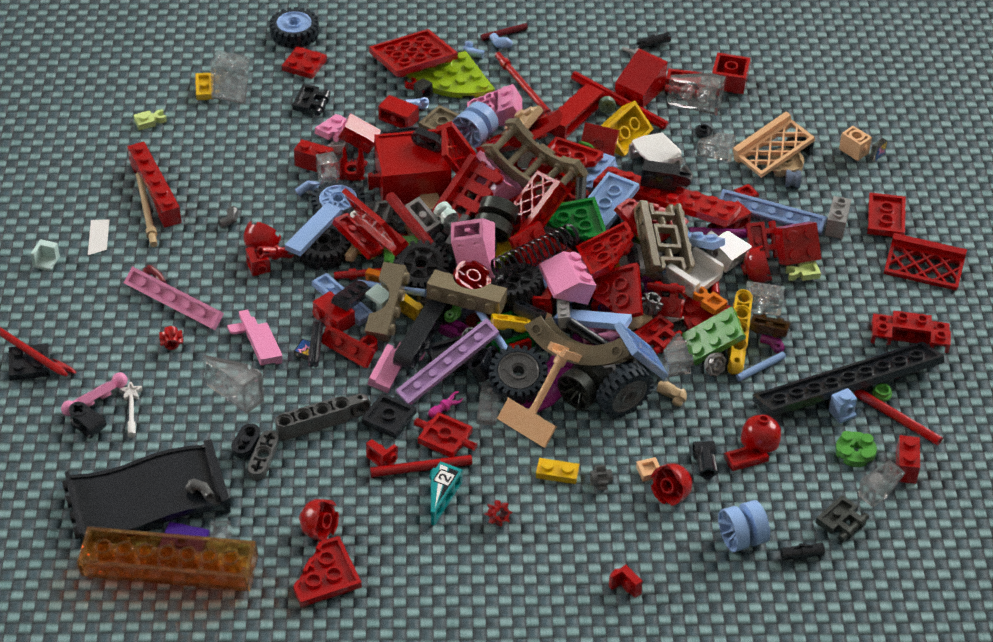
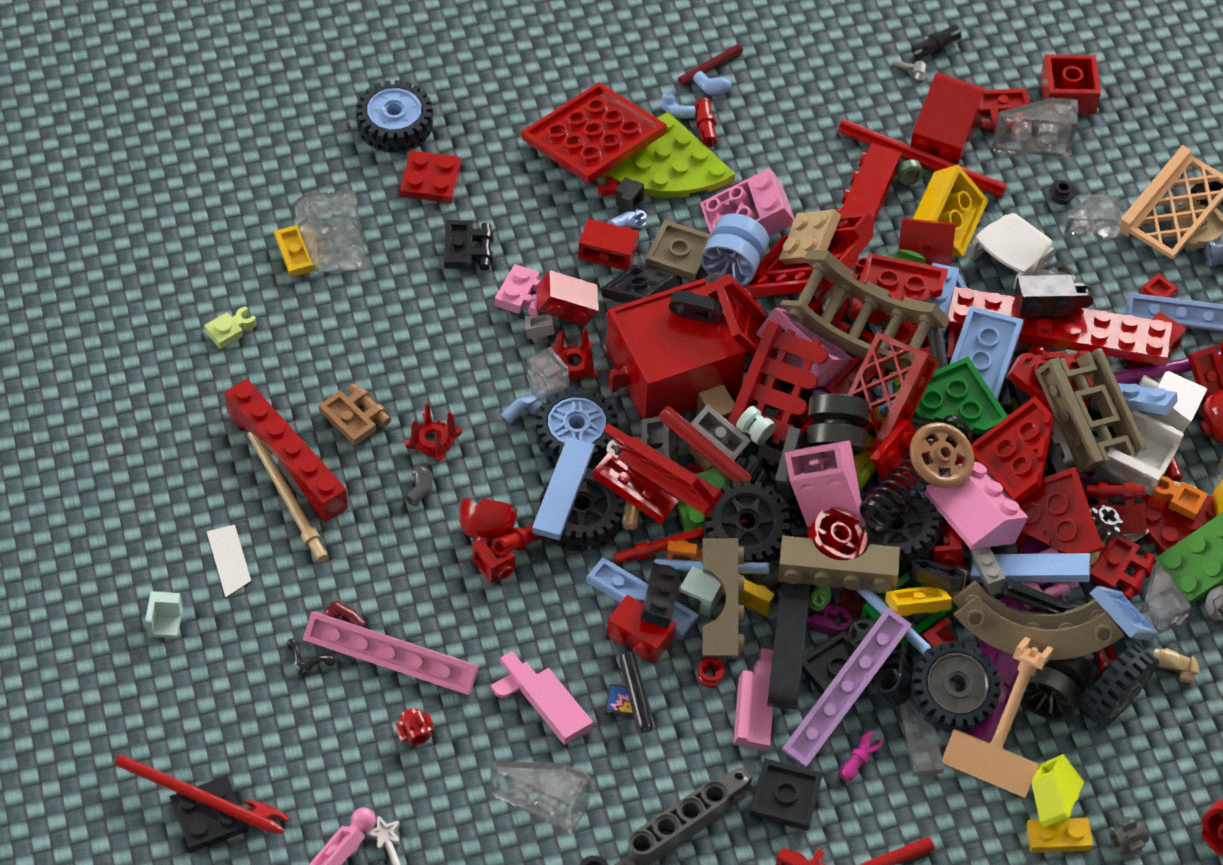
camera: 15 degrees left, 10 degrees up
(116, 284) = (292, 644): none -> black piece
(201, 177) = (349, 419): none -> medium nougat plate
(246, 199) = (441, 445): none -> red piece
(306, 153) = (508, 350): red brick -> none
(347, 346) = (683, 684): red plate -> none
(445, 434) = (880, 810): red plate -> none
(488, 60) = (706, 122): none -> red pin
(507, 65) = (736, 125): red bar -> none
(540, 249) = (930, 472): none -> medium nougat plate
(561, 440) = (1056, 790): none -> neon yellow slope
(646, 468) = (1186, 803): light nougat tile -> none

